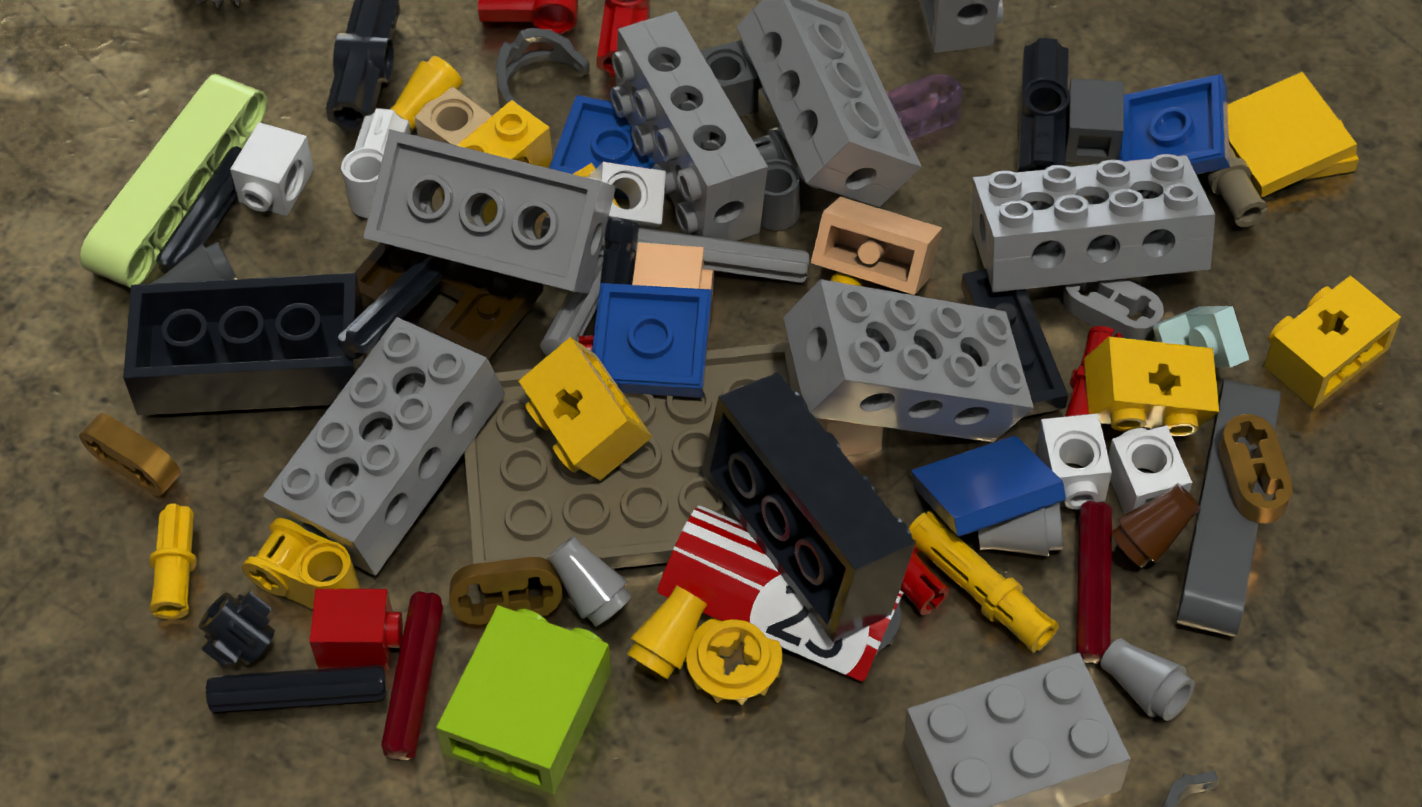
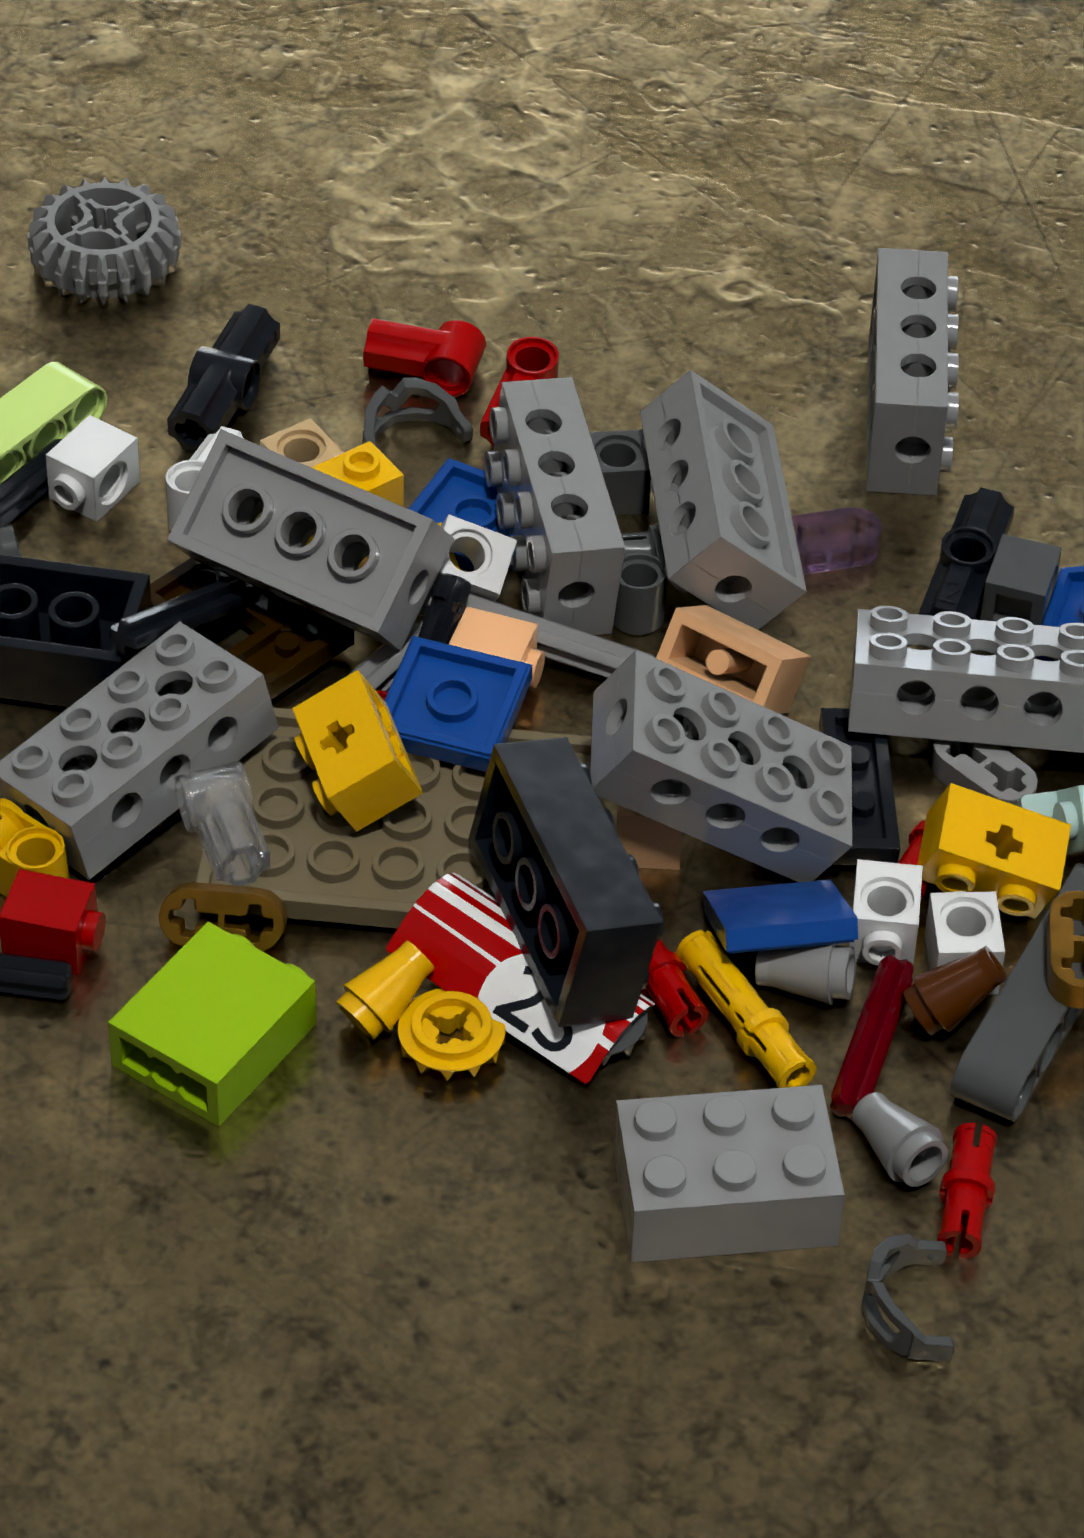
camera: 10 degrees right, 10 degrees down
(412, 676) = (100, 981): dark red axle -> none
(426, 84) = (283, 412): yellow cone -> none
(479, 491) = (221, 810): none -> clear piece
(589, 581) = (314, 923): light grey cone -> none
(1218, 714) = (967, 1190): none -> red pin

